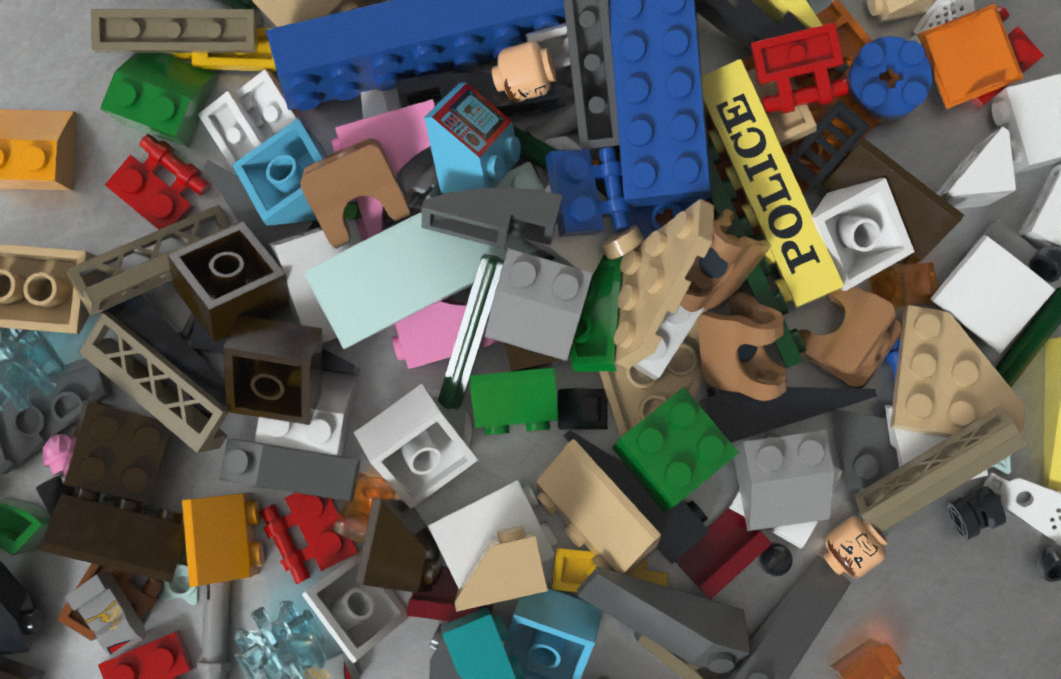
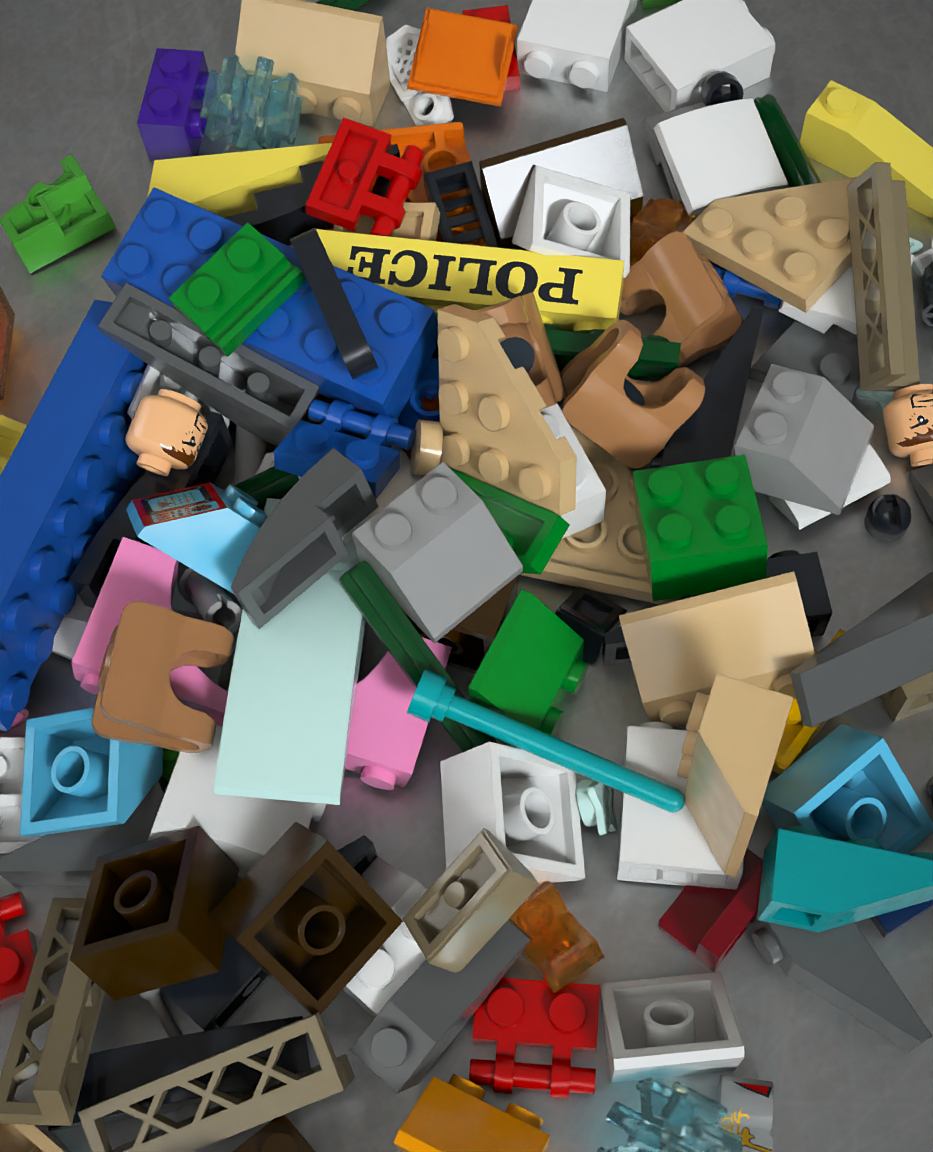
camera: 55 degrees left, 20 degrees down
(338, 458) = (469, 903): none -> dark tan slope
(398, 549) = (633, 918): dark brown slope -> none
(449, 363) = (437, 700): none -> teal piece
(464, 486) = (596, 805): none -> light aqua plate
(641, 51) = (237, 289): none -> green plate
(665, 125) = (334, 304): none -> black beam
(722, 553) = (852, 562): dark red panel -> none
(906, 60) = (441, 107): blue plate -> none
(983, 174) = (588, 87): white slope -> none

